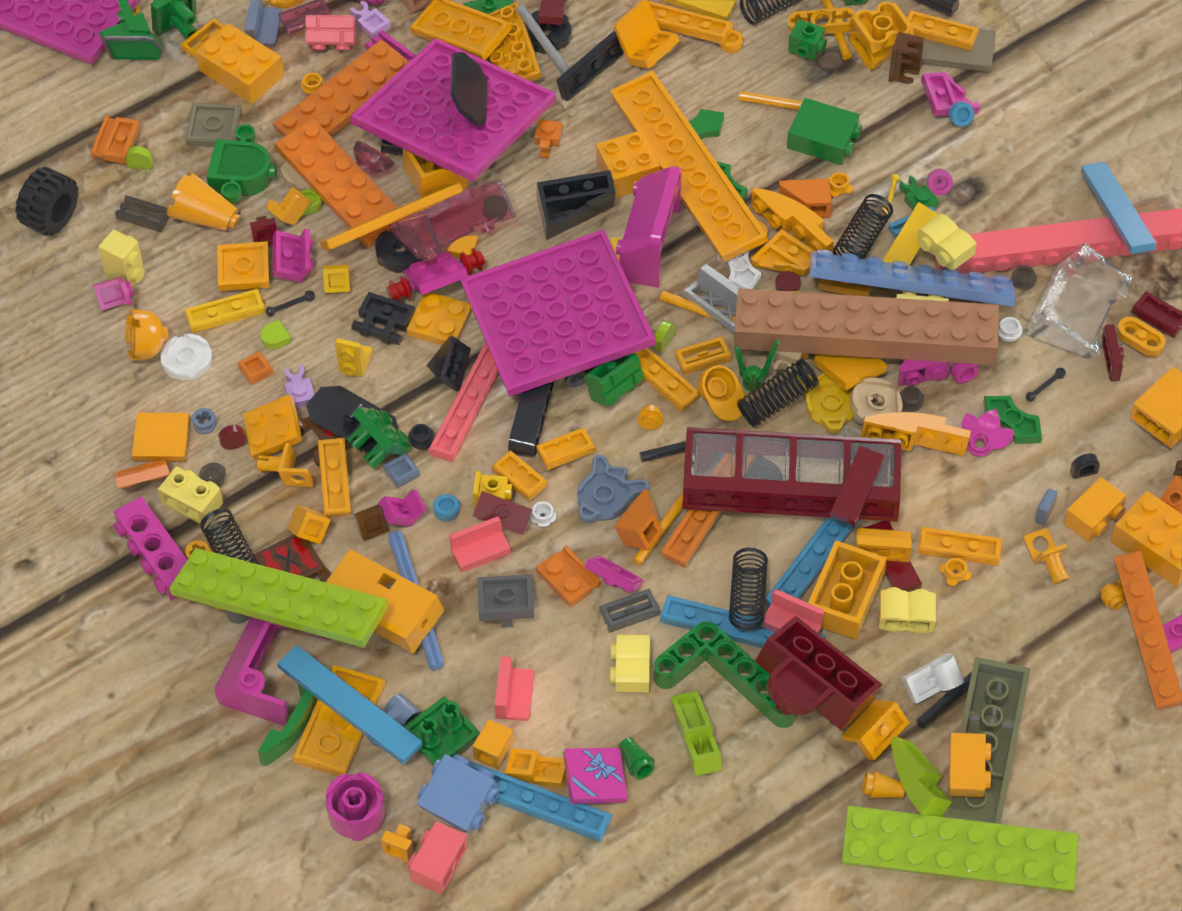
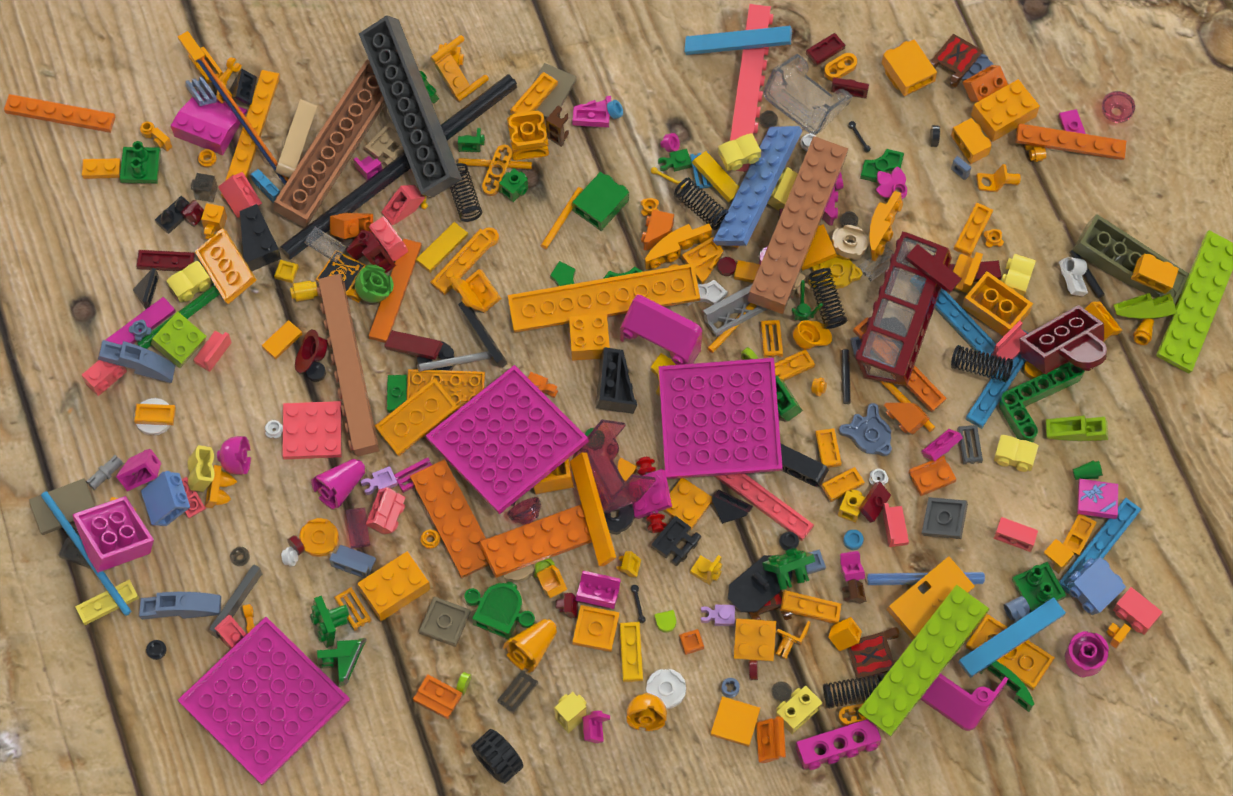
camera: 75 degrees left, 10 degrees up
(469, 88) = (505, 419): black shield -> none

